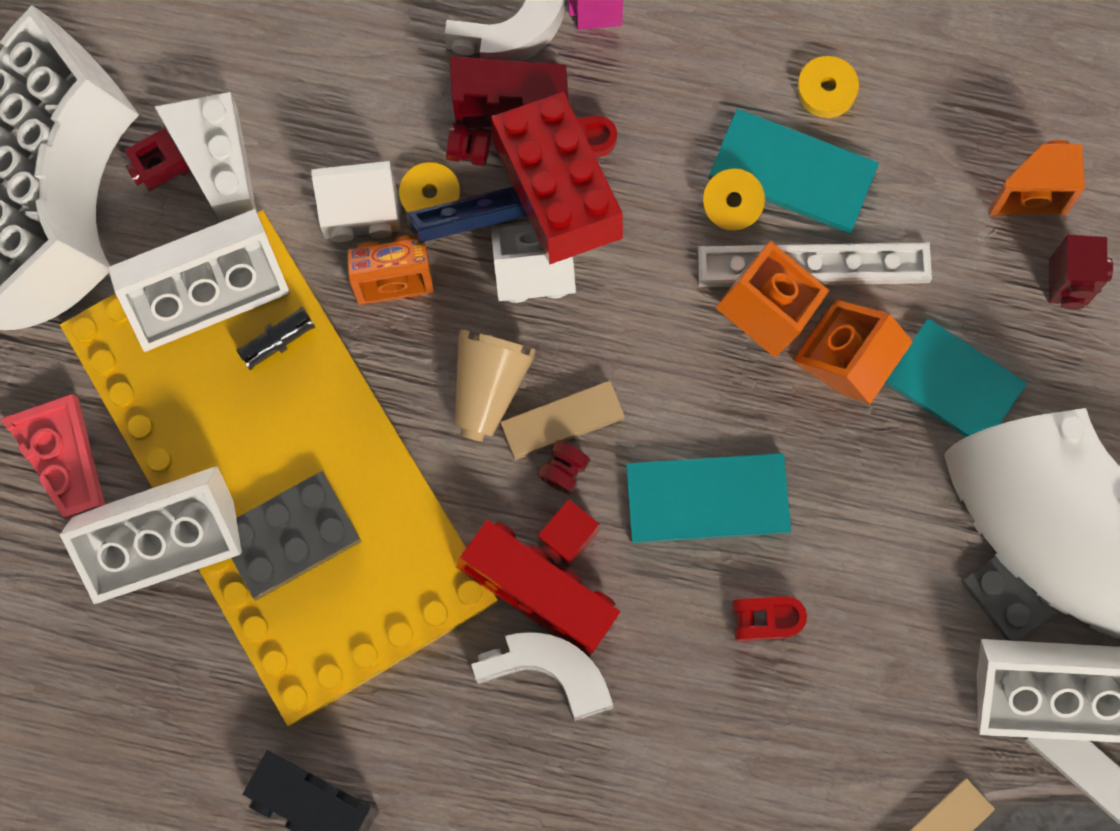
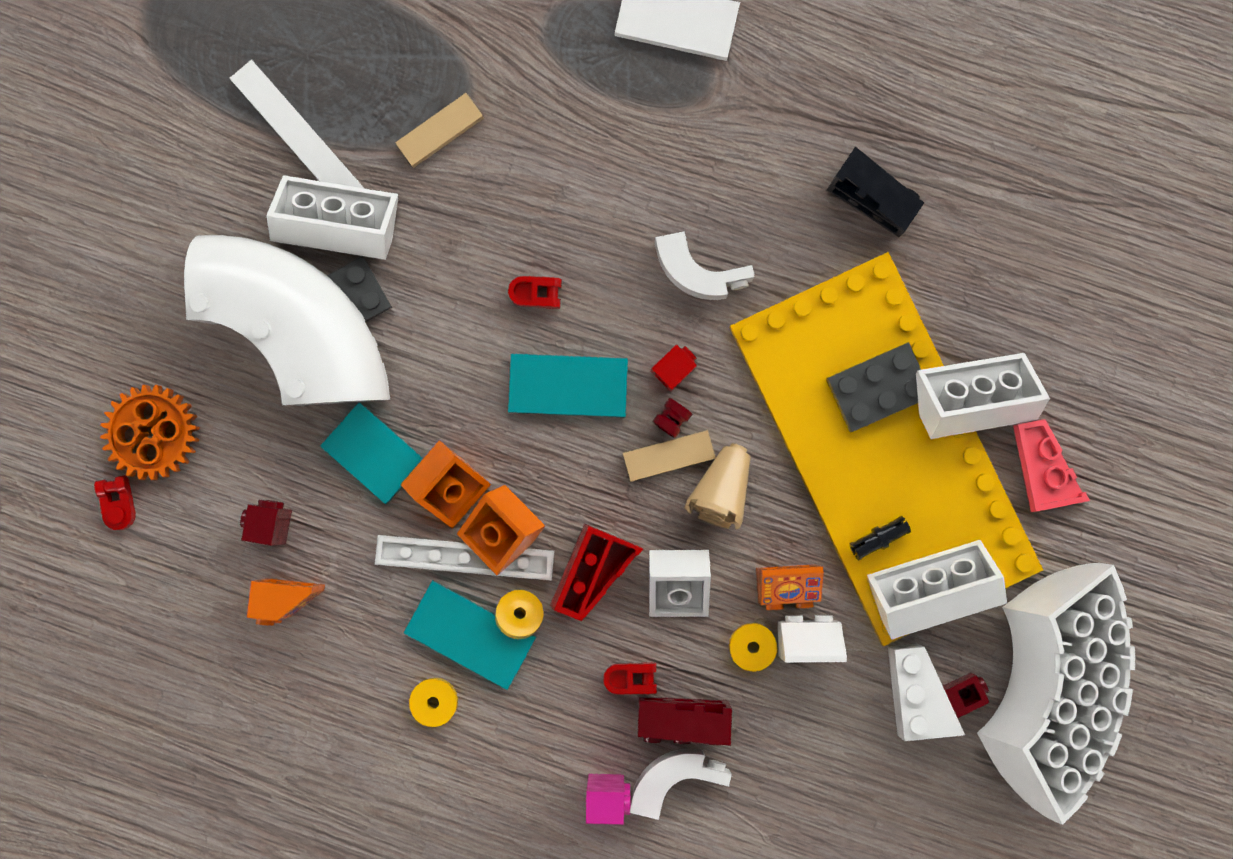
camera: 175 degrees left, 10 degrees up
(460, 142) = (726, 683): dark red wheel -> none
(465, 214) = (726, 622): dark blue tile -> none
(537, 587) = (700, 327): red brick -> none
(557, 178) = (655, 637): red brick -> none
(647, 261) = (591, 570): none -> red wedge

